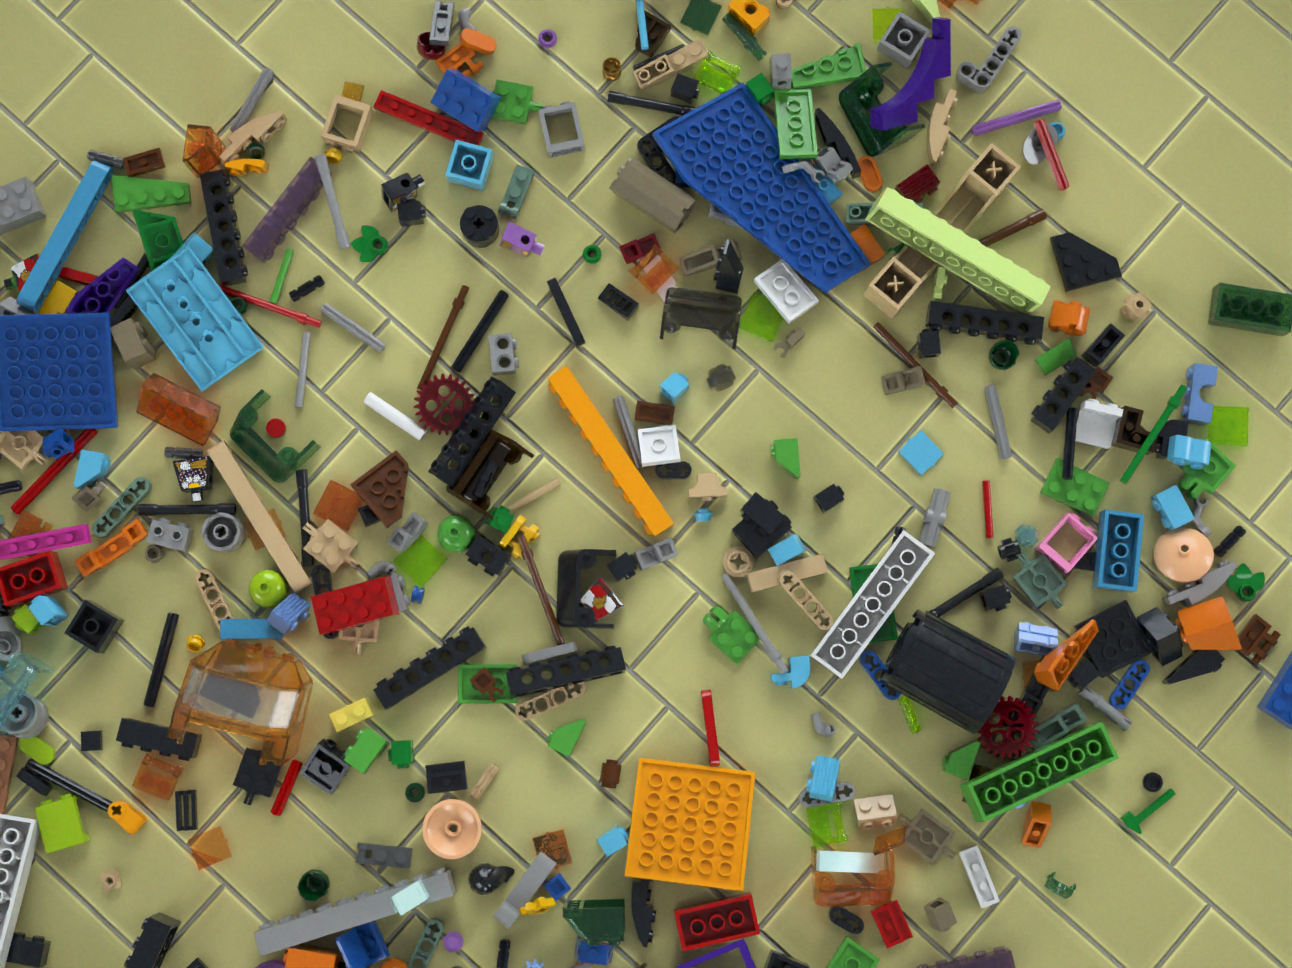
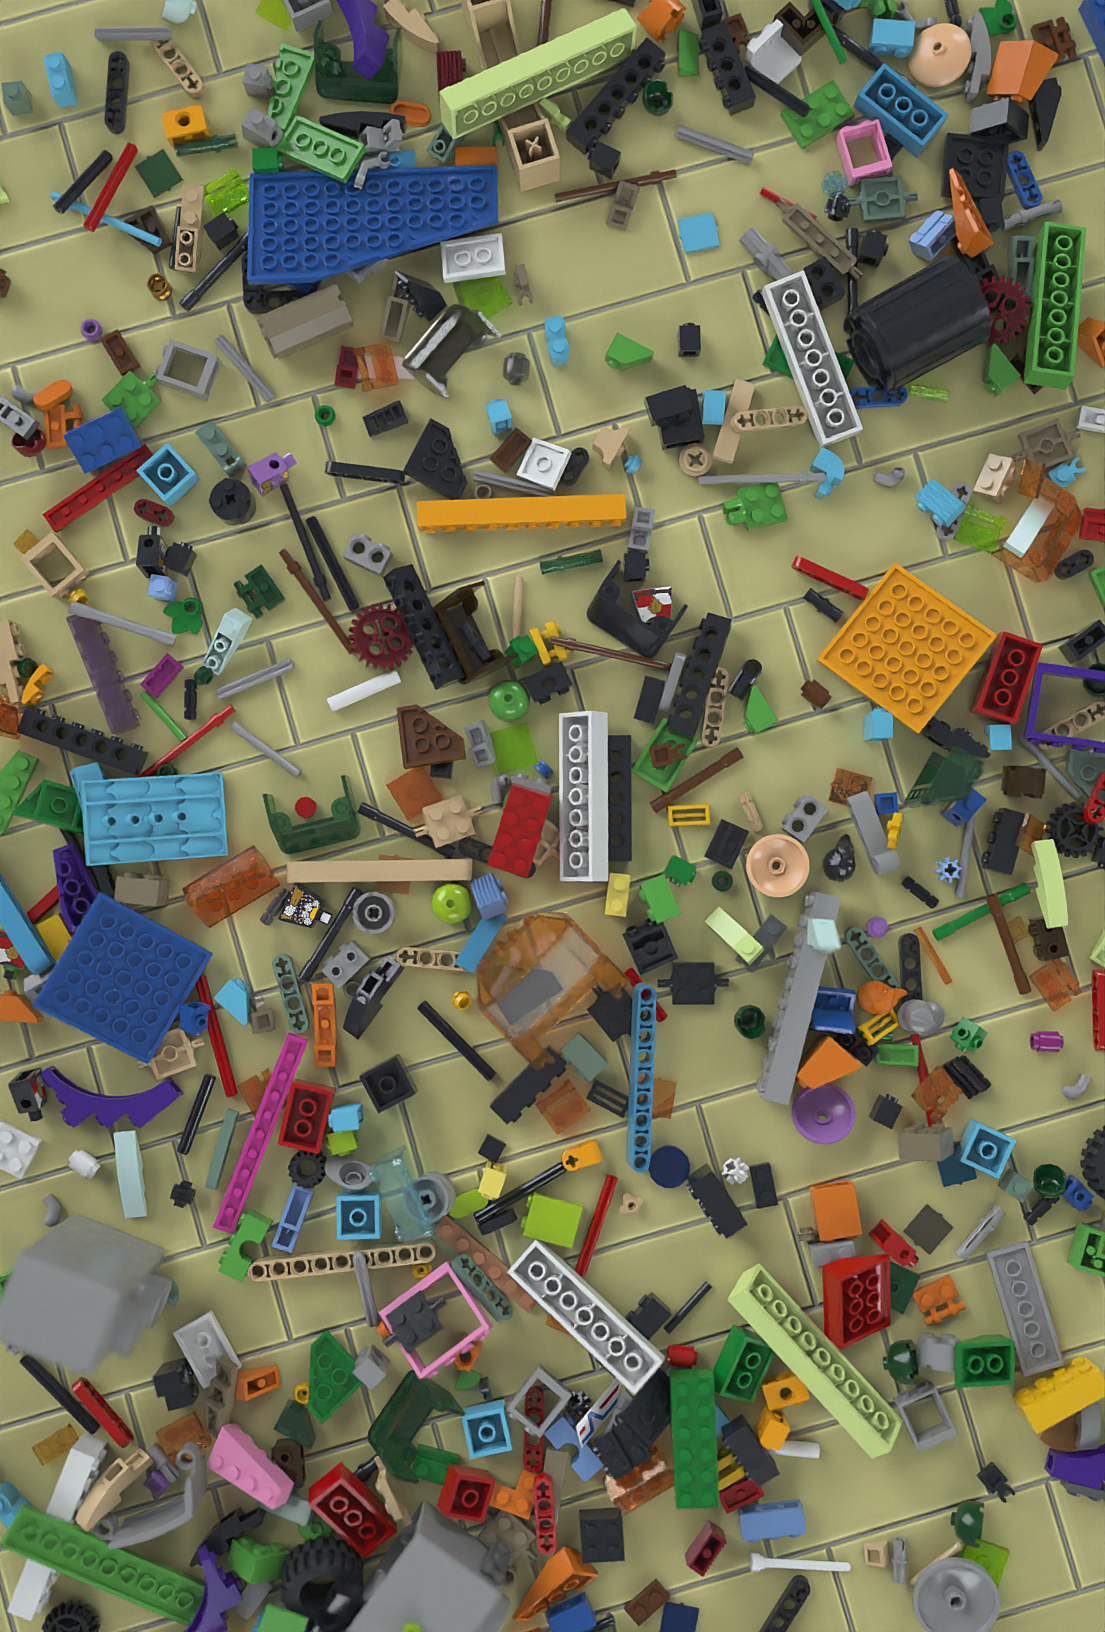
camera: 60 degrees left, 5 degrees up
(64, 756) = (492, 1180): none -> light yellow brick
(78, 862) = (596, 1225): none -> red axle
(159, 892) = (669, 1166): none -> clear blue tile
(160, 568) = (367, 998): none -> black slope
(186, 948) = (735, 1171): none -> white gear
(207, 768) = (583, 1056): none -> sand green brick
(210, 831) = (646, 1085): none -> dark azure beam
(311, 255) = (162, 675): none -> magenta plate
(318, 820) = (693, 983): none -> black plate
(331, 287) = (203, 675): none -> dark green plate
(369, 287) = (226, 640): none -> light aqua slope
(375, 829) = (734, 935): none -> yellowish green slope
(379, 214) = (162, 588): none -> light blue brick
(412, 640) = (583, 796): none -> white brick
(427, 292) = (265, 588): none -> dark green plate
(439, 170) = (152, 517): none -> dark red beam
(458, 728) = (706, 814): none -> yellow tile
(461, 328) = (319, 578): none -> black bar
(504, 831) = (808, 822): none -> light grey brick
(511, 735) = (725, 762): none -> reddish brown piece
(524, 644) = (649, 699): none -> black slope
(542, 70) = (120, 352): none -> reddish brown plate
(584, 710) = (744, 680): none -> black piece
(590, 171) = (244, 368): none -> light grey axle
(590, 508) = (562, 563): none -> clear green pin
(607, 408) = (483, 488): none -> dark tan plate
(608, 362) = (437, 462): none -> black plate
(666, 945) = (999, 737): none -> medium azure panel
(686, 736) = (823, 605): none -> black pin
(766, 392) = (557, 343): none -> medium azure brick
(818, 44) = (257, 80): none -> light grey brick
(912, 865) = (1063, 474): none -> medium azure plate
(945, 577) = (827, 282): none -> black brick
(974, 551) = (819, 239): none -> dark tan plate
(1146, 472) = (862, 53): none -> black piece

